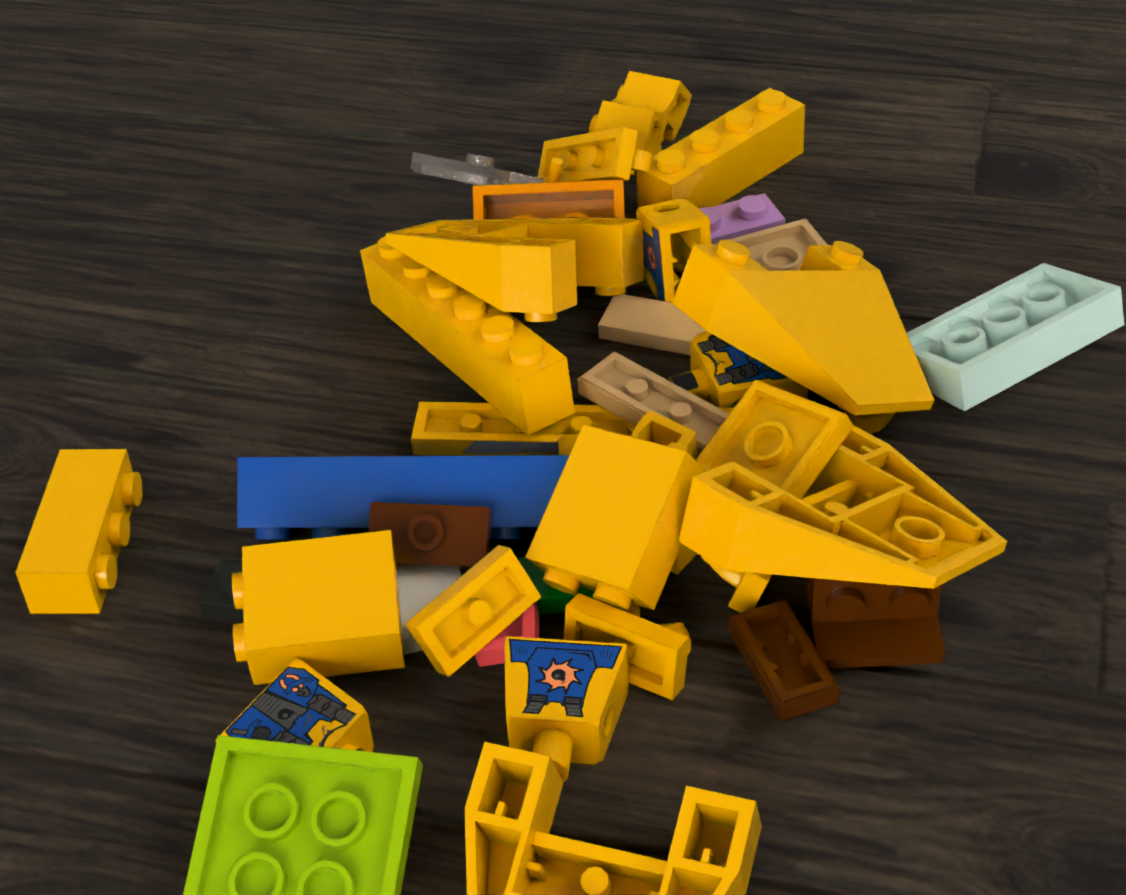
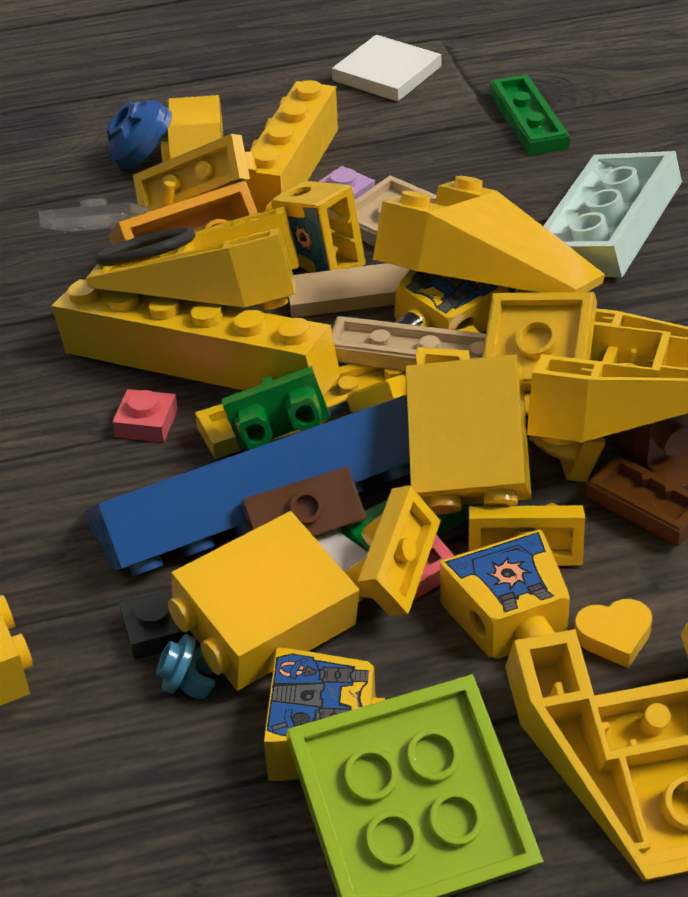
camera: 30 degrees left, 0 degrees up
(218, 641) = (179, 667): none -> dark azure plate
(386, 389) = (145, 415): none -> coral plate
(472, 219) = (145, 246): none -> black tyre
(474, 424) = (276, 408): none -> green hips
(581, 95) = (136, 131): none -> blue piece
(643, 779) = (614, 630): none -> yellow tile
(903, 98) = (386, 67): none -> white tile
(1014, 196) = (529, 115): none -> green tile

